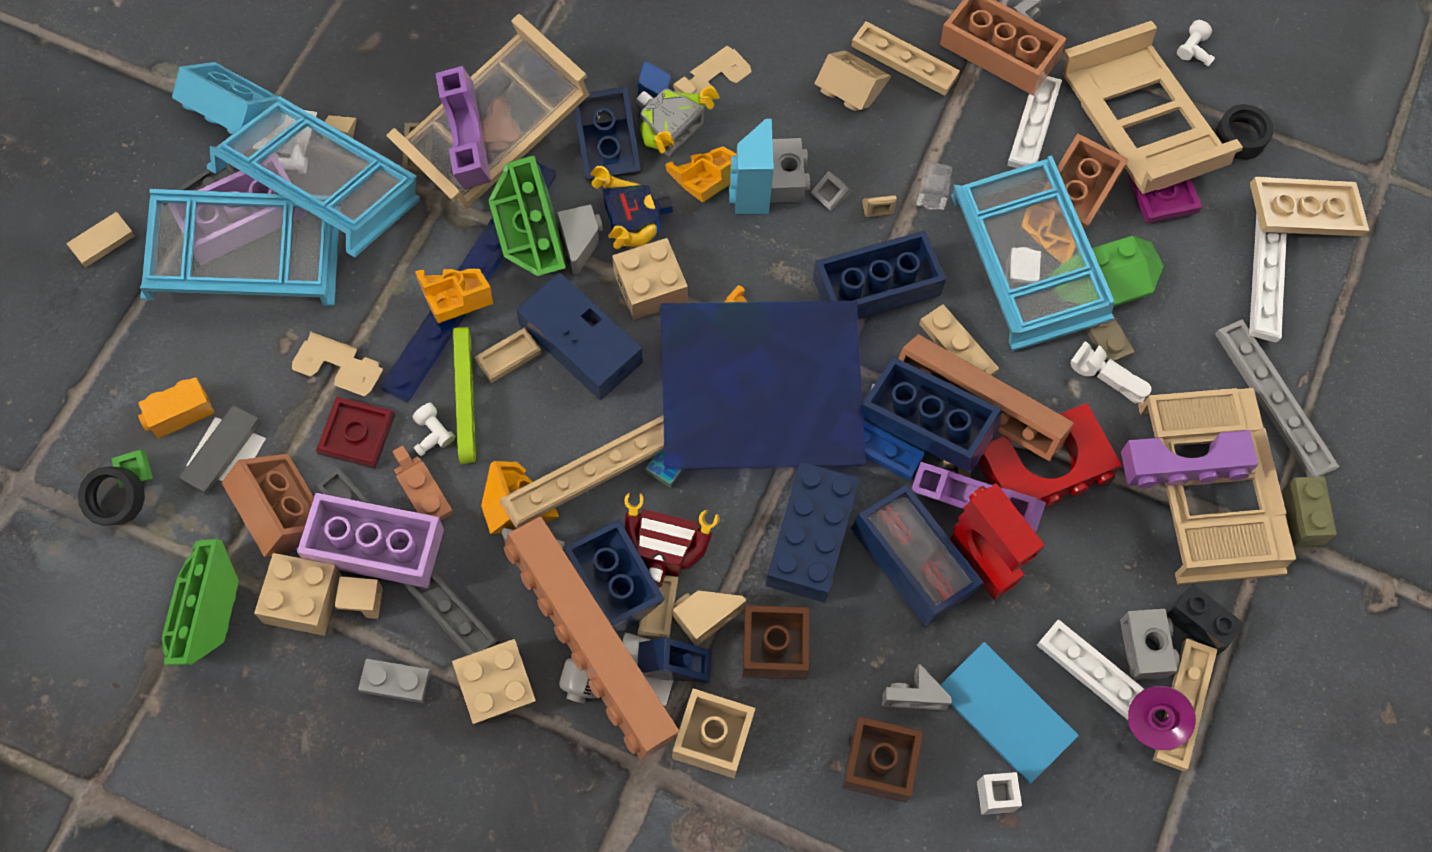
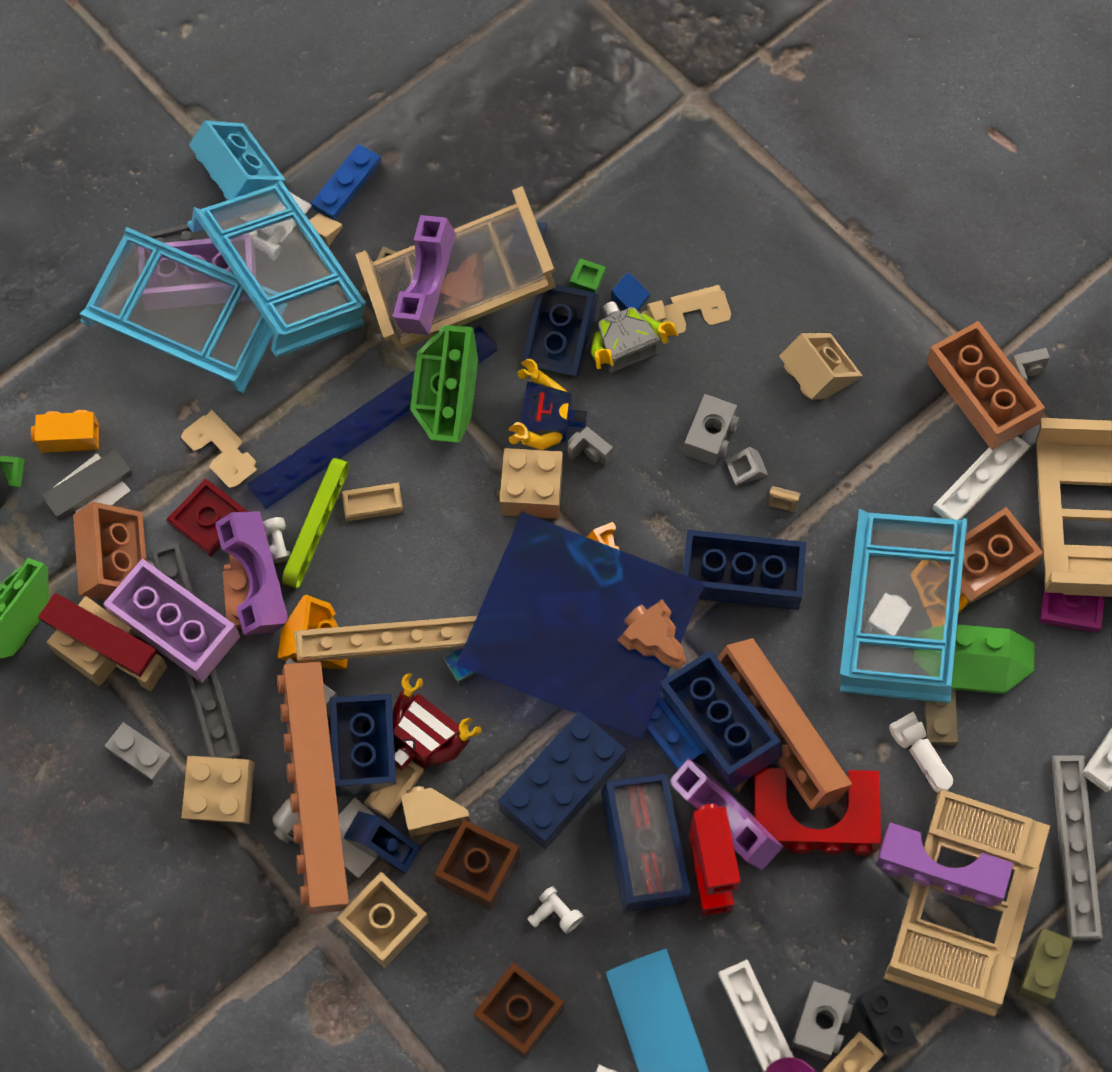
camera: 30 degrees right, 0 degrees up
(100, 239) = (72, 252): tan tile -> none
(304, 584) = (97, 634): none -> dark red tile
(340, 79) = (346, 182): none -> blue plate
(407, 435) = (246, 539): none -> medium lavender arch
(454, 292) = (349, 425): light orange slope -> none
(580, 234) = (488, 416): light grey slope -> none
(580, 336) = (442, 511): dark blue brick -> none
(607, 77) = (587, 276): none -> bright green plate
(689, 223) = (593, 446): none -> light grey bracket
(705, 173) = (637, 403): light orange slope -> none
(753, 171) = (670, 419): medium azure slope -> none
(835, 364) = (653, 635): none -> nougat rock
(859, 647) = (551, 903): none -> white piece
(905, 58) = (883, 364): tan plate -> none
(925, 694) = (588, 973): light grey slope -> none
(934, 186) = (845, 502): clear brick -> none
(953, 337) = (791, 661): tan plate -> none

